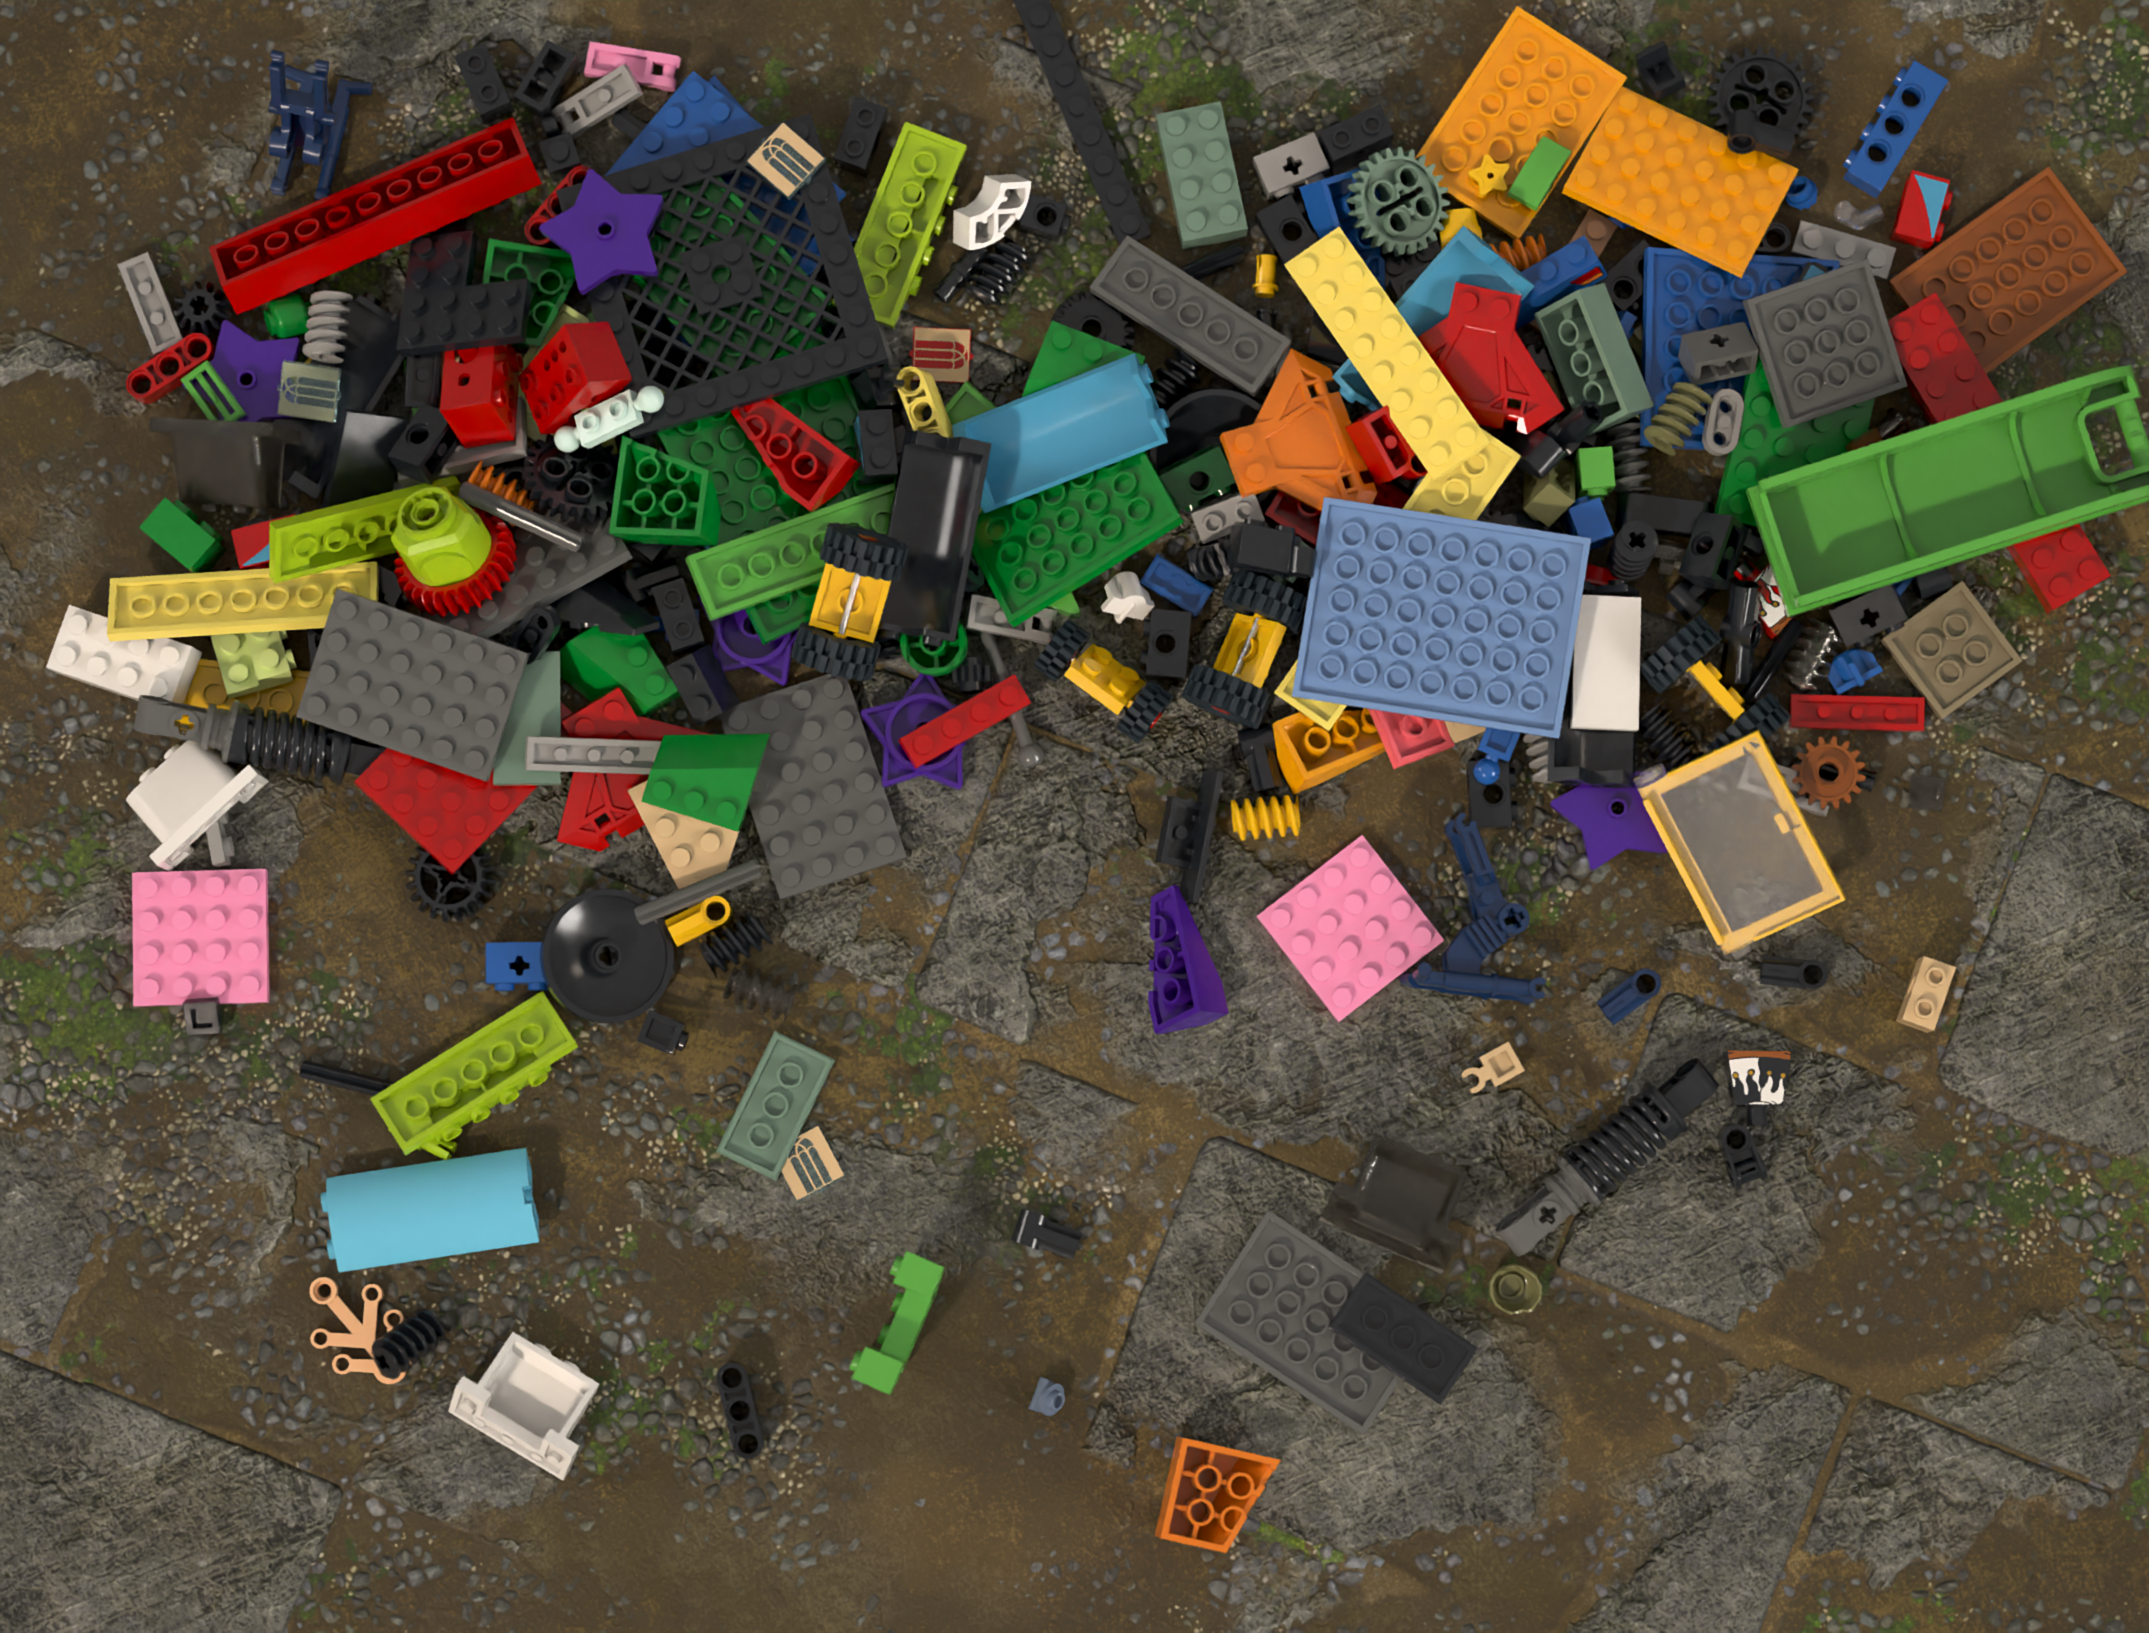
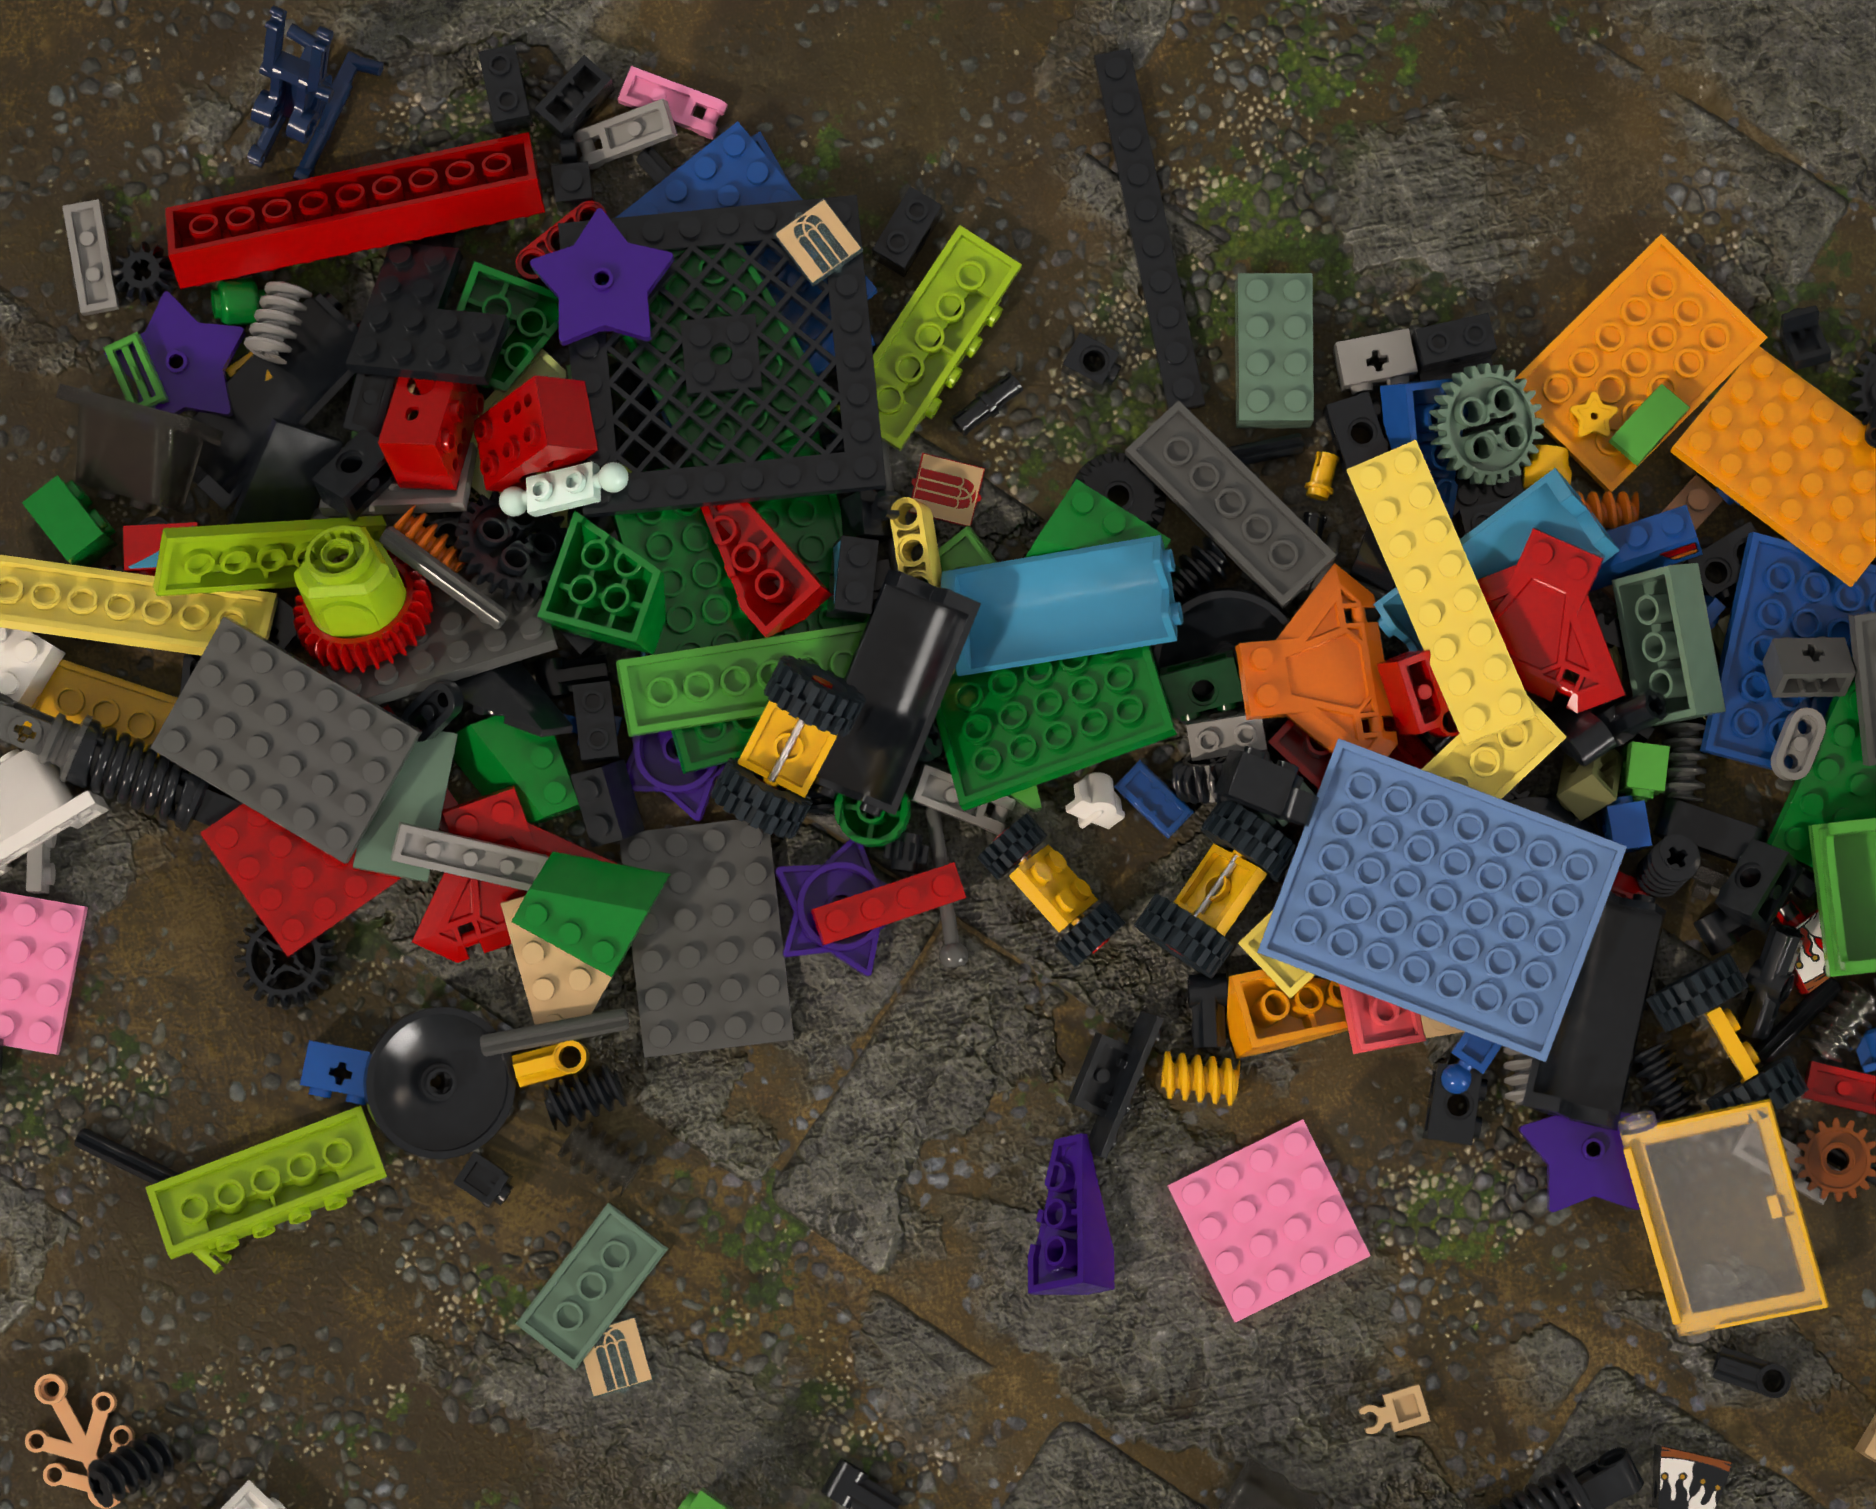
camera: 10 degrees right, 0 degrees up
(155, 368) = (79, 331): red beam -> none
(253, 661) = (119, 675): yellowish green plate -> none
(309, 391) = (242, 389): clear light blue piece -> none
(431, 1210) = (187, 1324): medium azure cylinder -> none
(992, 212) = (1035, 344): white brick -> none
(998, 273) = (1028, 412): black piece -> none
(1170, 665) = (1145, 846): black brick -> none
(1482, 936) = (1415, 1260): dark blue piece -> none
(1606, 664) = (1614, 988): white tile -> none
(1627, 997) = (1560, 1362): dark blue piece -> none
(1675, 416) = (1747, 727): olive piece -> none

